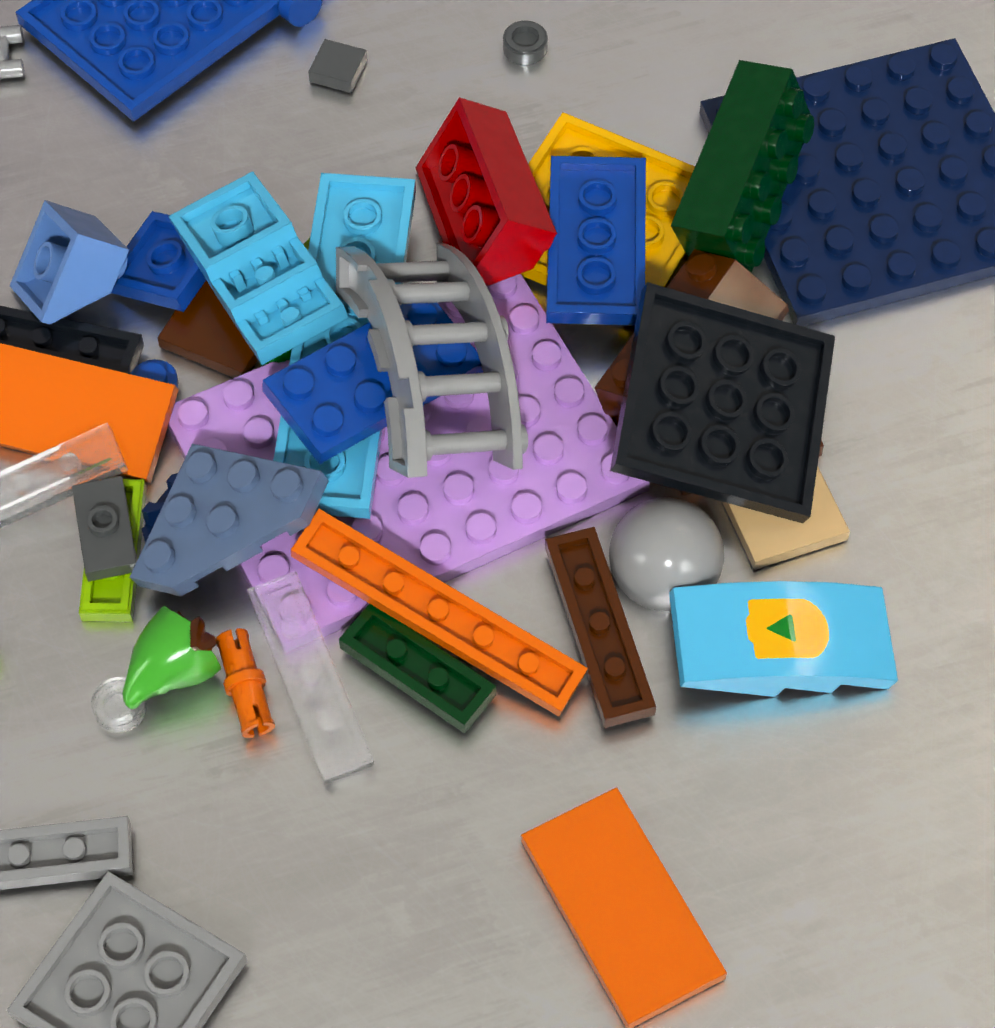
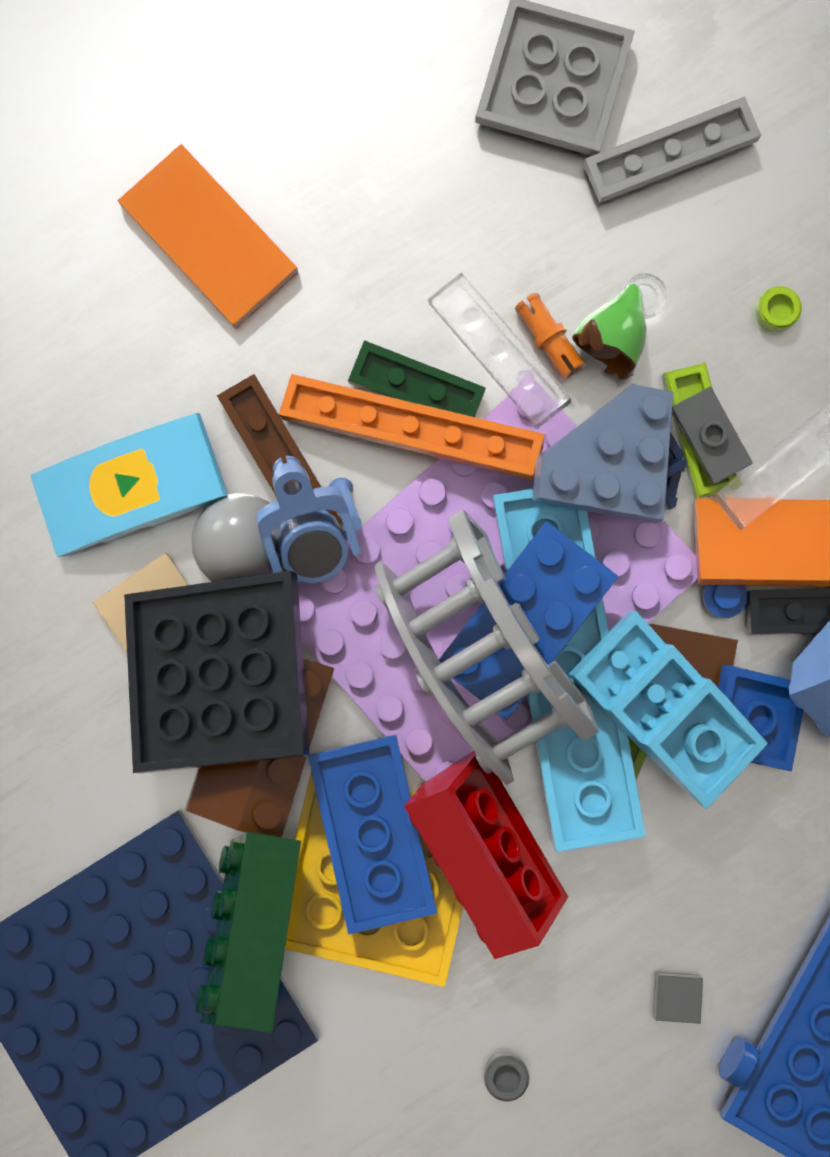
camera: 165 degrees right, 25 degrees up
(586, 518) = (309, 536): none -> medium blue piece

